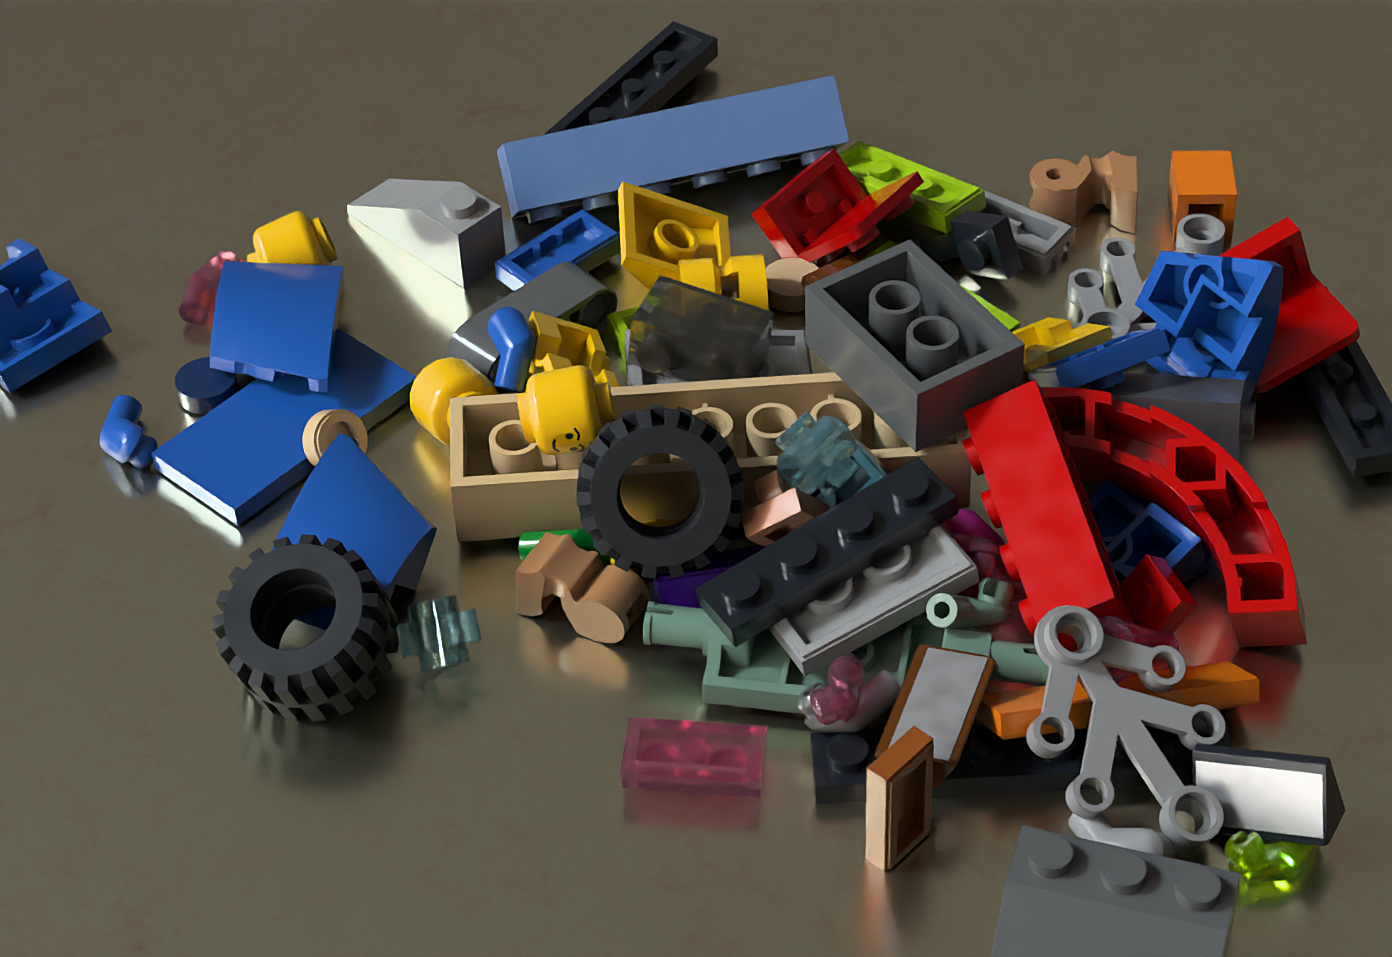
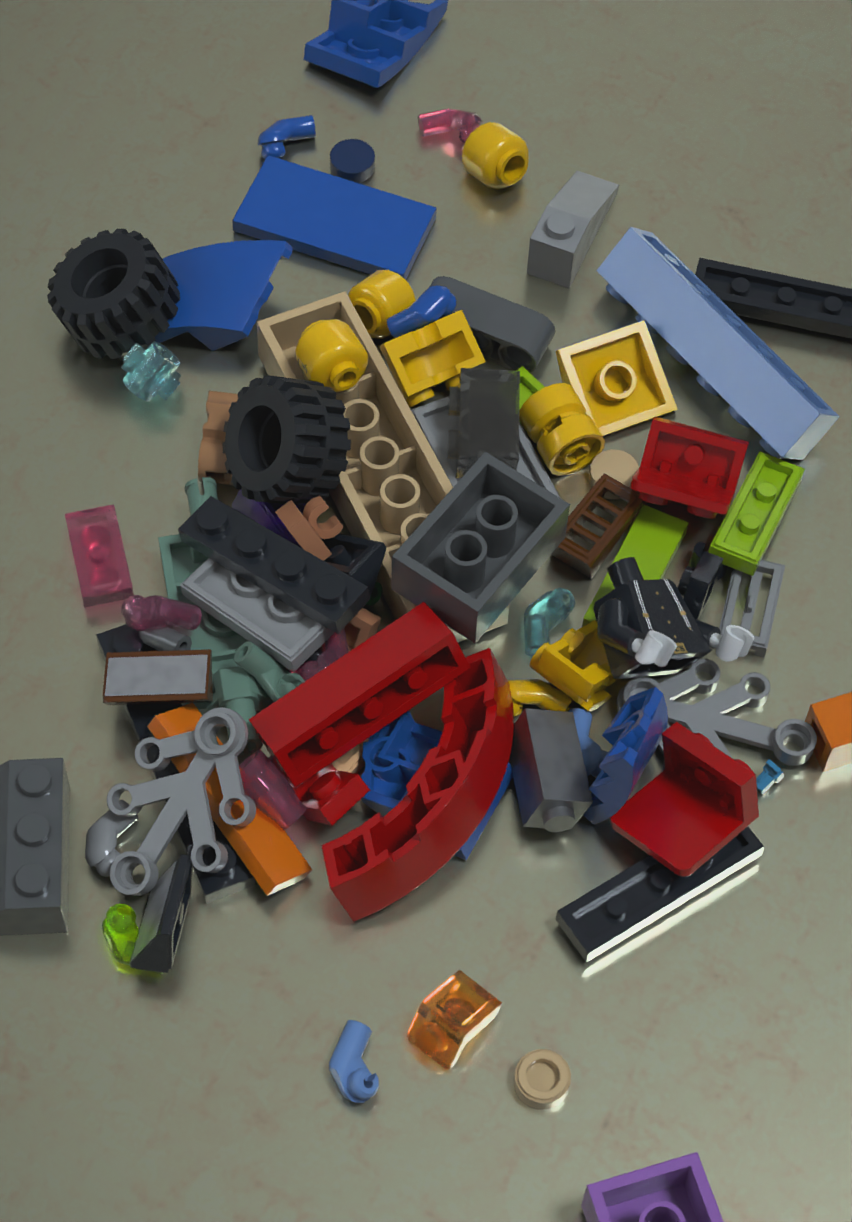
camera: 65 degrees right, 15 degrees up
(277, 321) = (412, 172): blue slope -> none
(325, 426) = (316, 249): tan tile -> none
(575, 240) = (573, 313): blue plate -> none
(817, 454) = (343, 521): clear light blue gear -> none
(899, 799) = (72, 679): dark orange tile -> none
(1048, 280) = (652, 629): none -> black torso
(1072, 190) = (806, 635): medium nougat leg -> none
(1103, 363) = (550, 688): blue plate -> none

